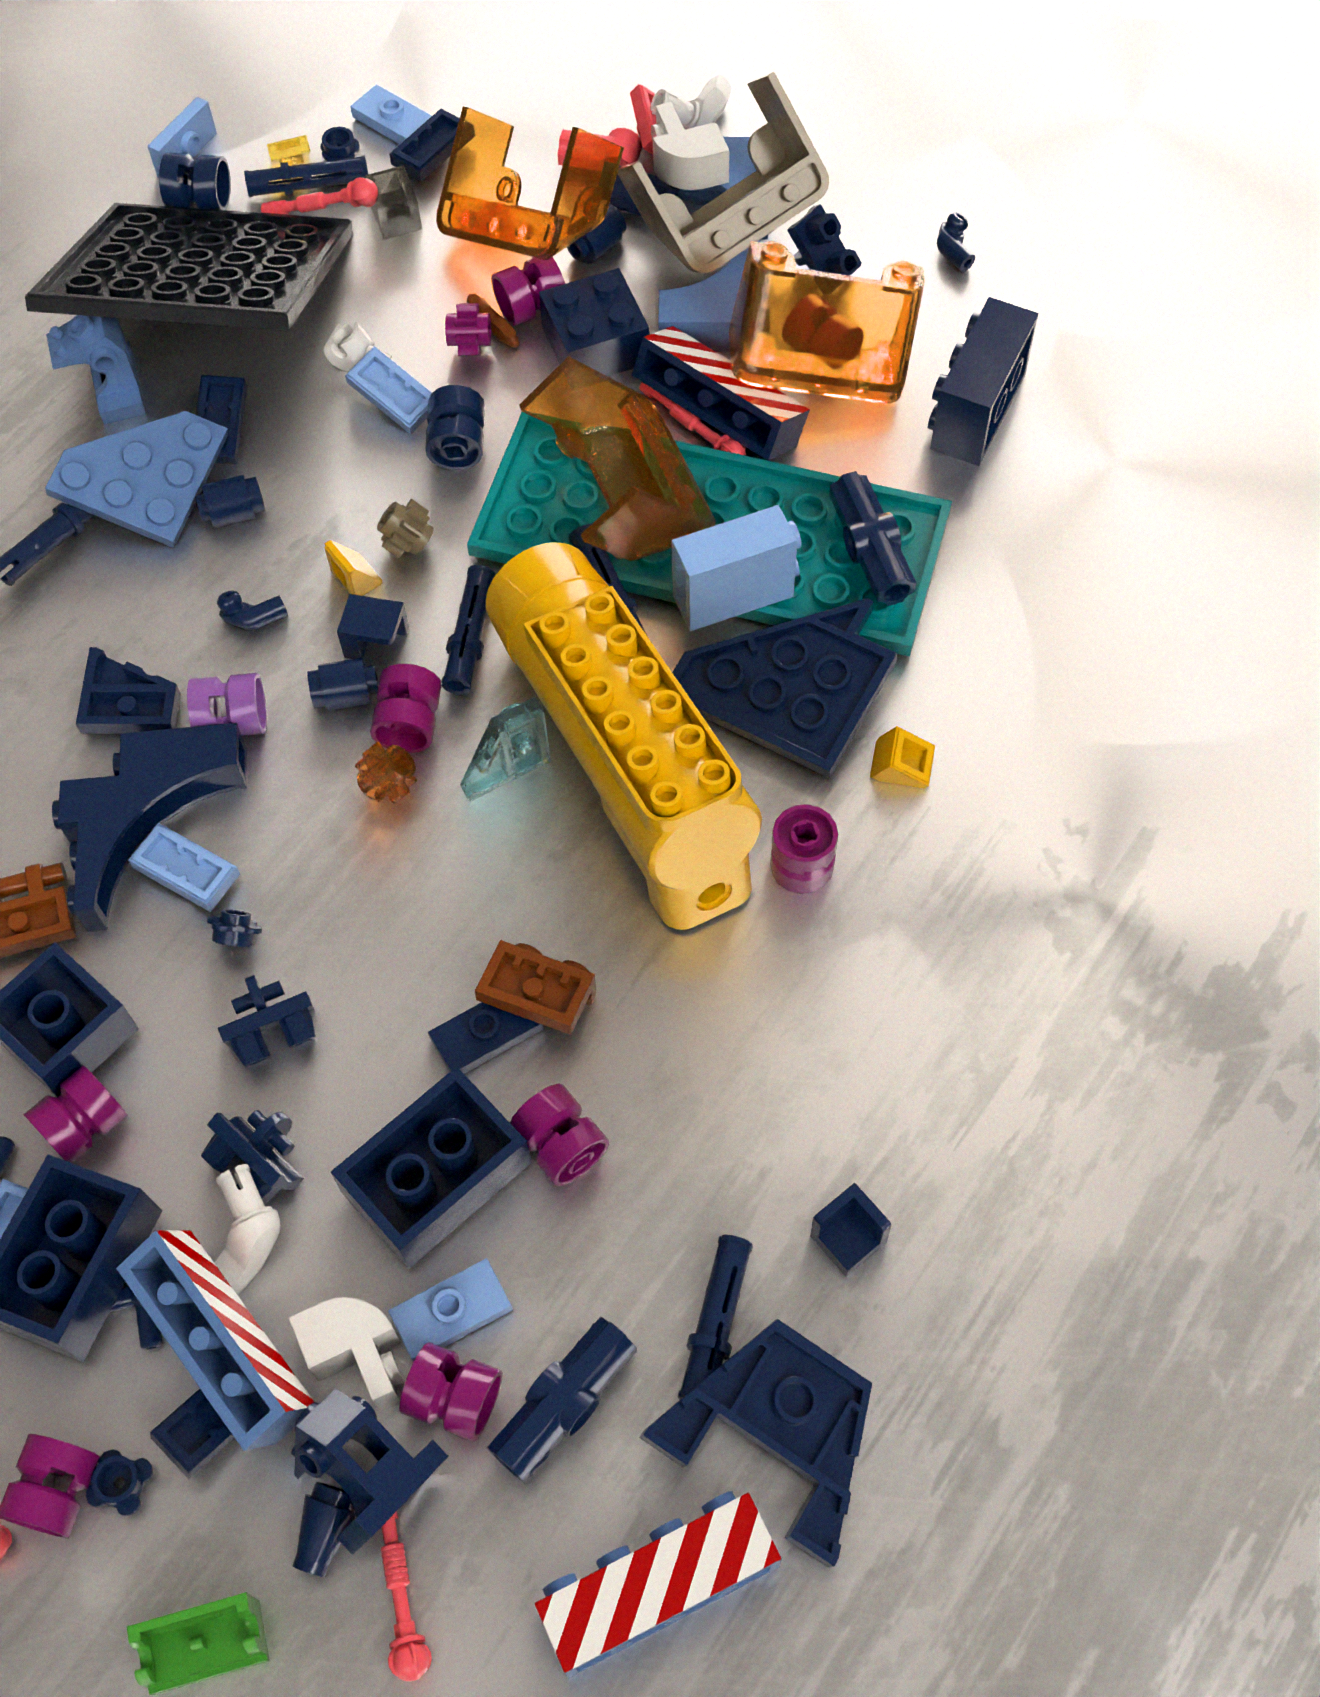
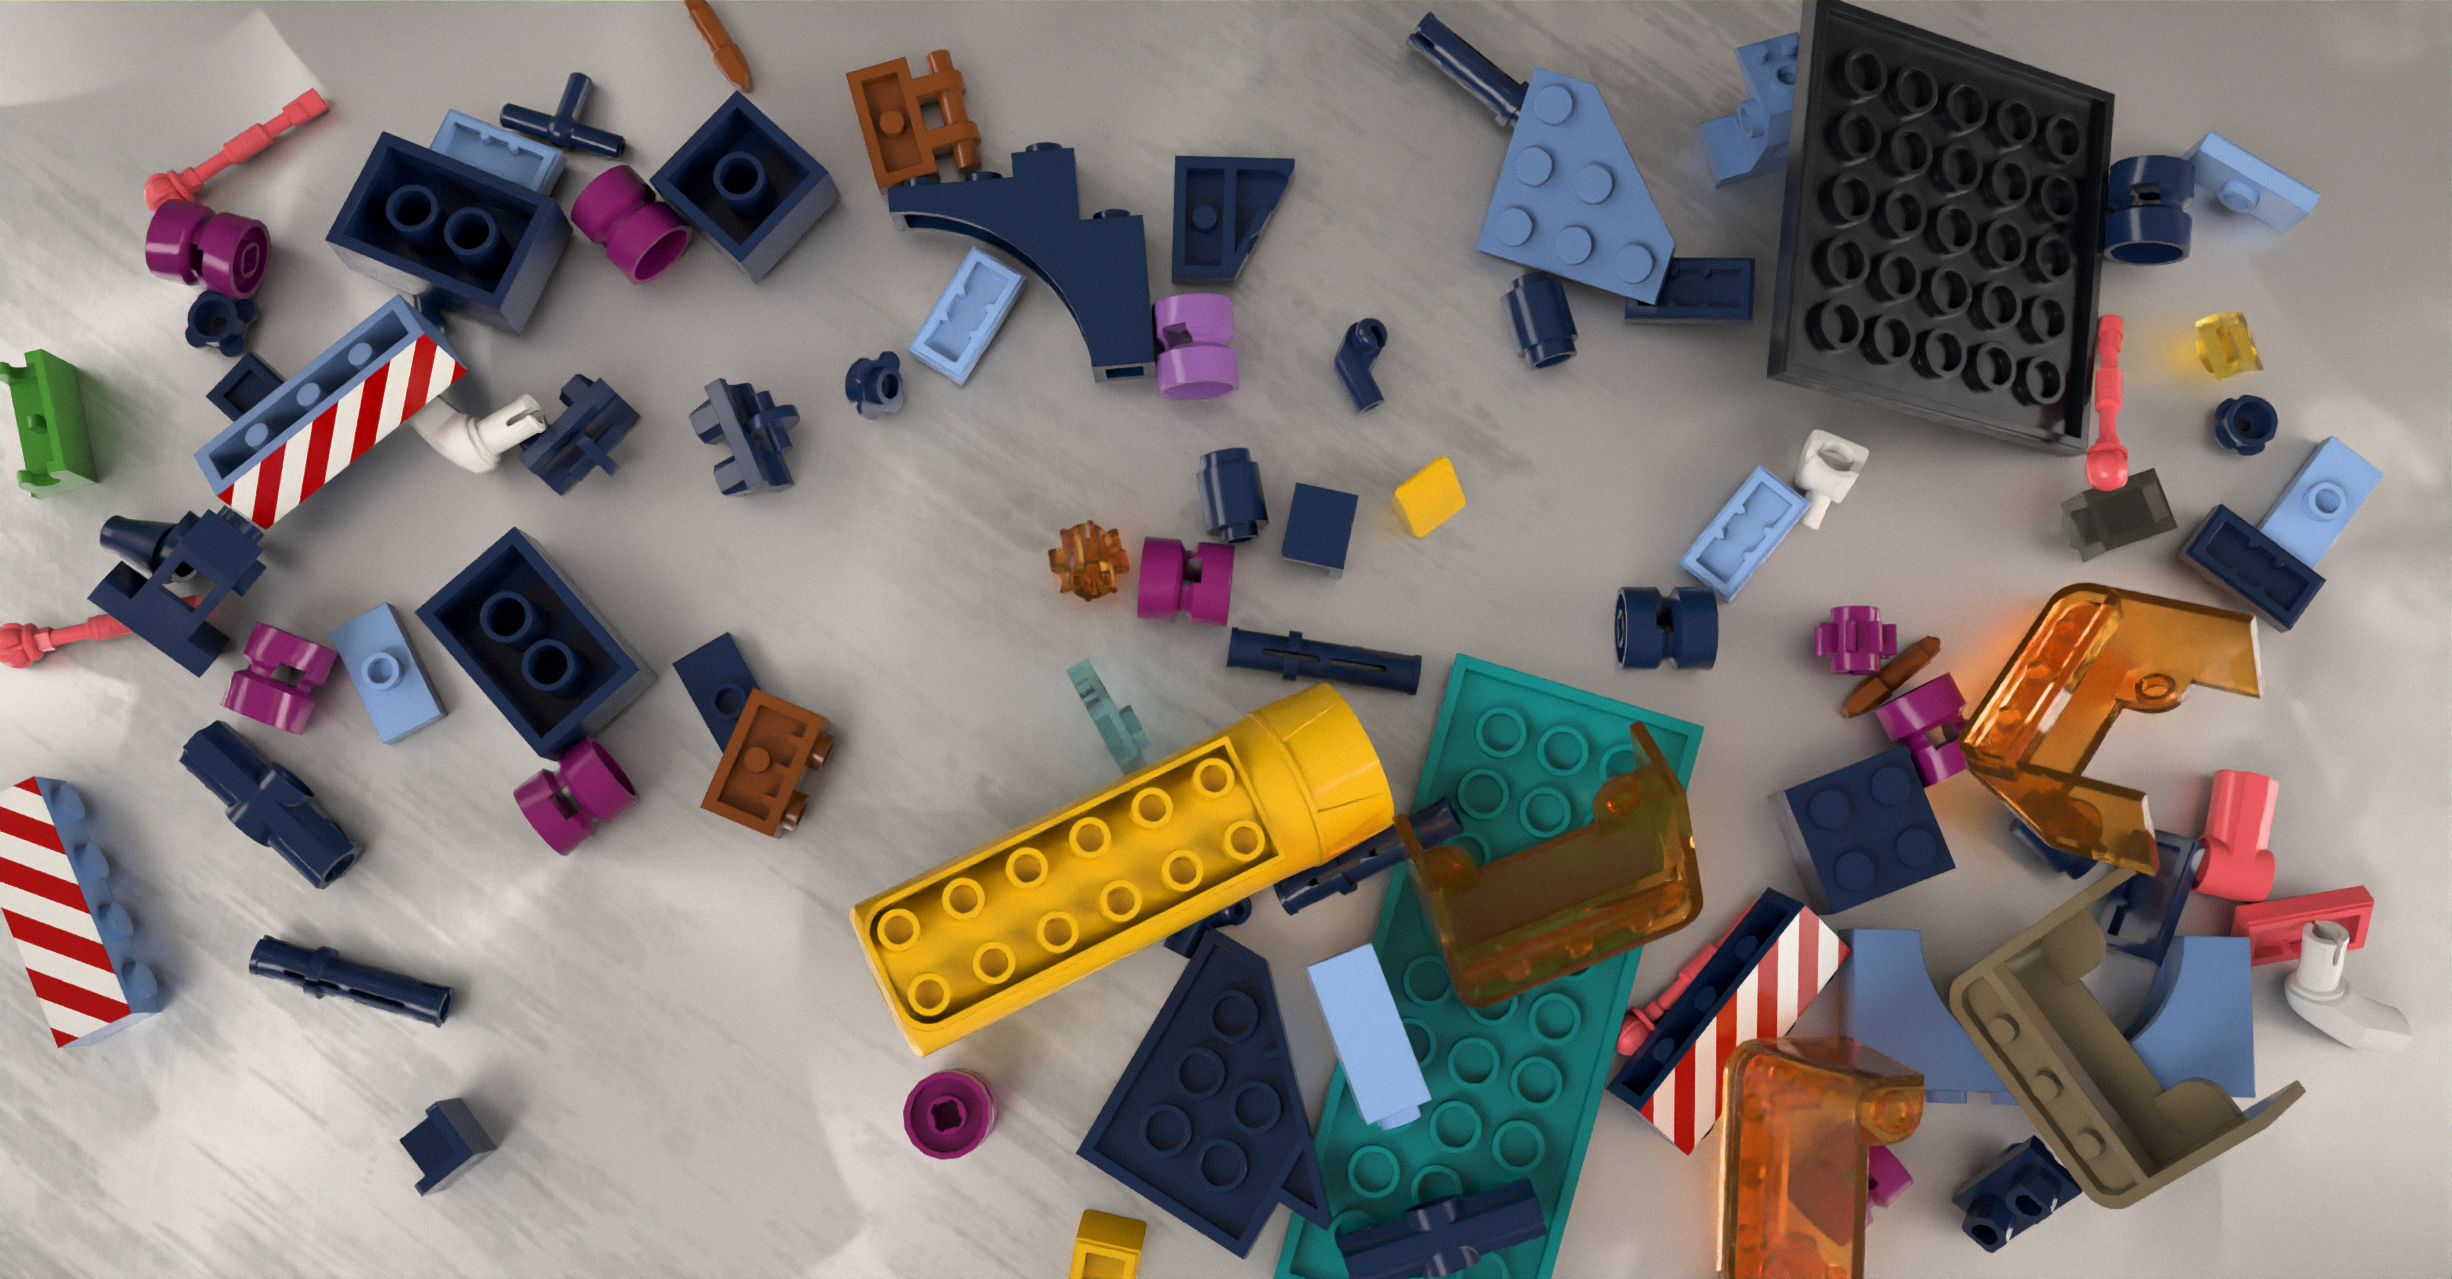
camera: 90 degrees right, 20 degrees up
(261, 181) = (2176, 377): dark blue pin -> none
(347, 1334) = (357, 565): white brick -> none
(405, 528) = (1486, 565): dark tan gear -> none
(688, 157) = (2181, 979): white brick -> none
(795, 1407) = (242, 1062): dark blue wing -> none

